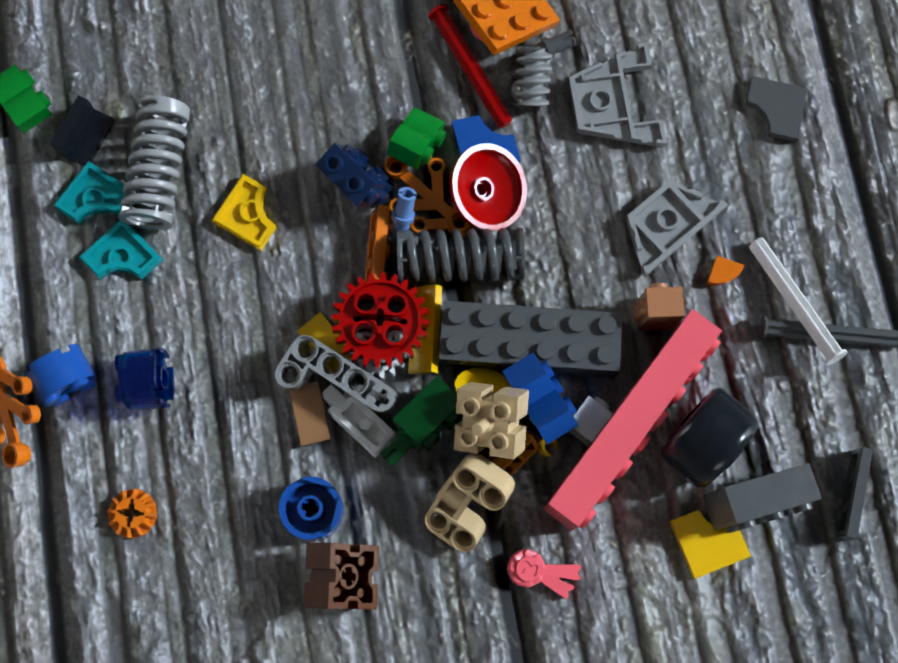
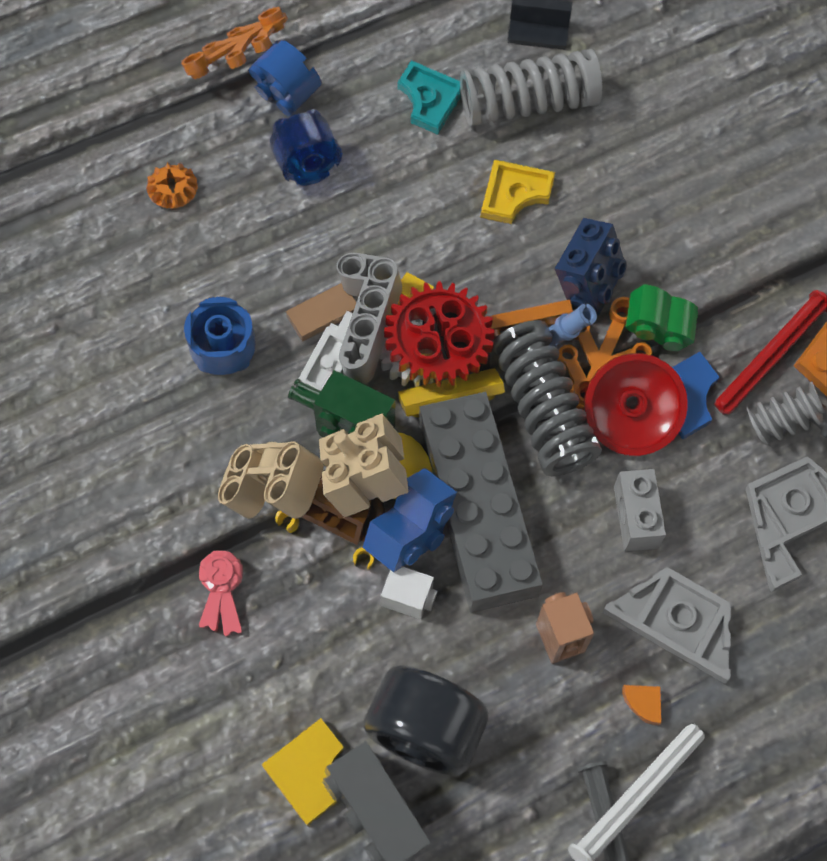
camera: 75 degrees right, 10 degrees down
(91, 193) = (479, 48): teal tile -> none
(341, 576) = (156, 381): reddish brown brick -> none
(575, 218) = (639, 510): none -> light grey brick
(635, 416) = (420, 633): coral brick -> none

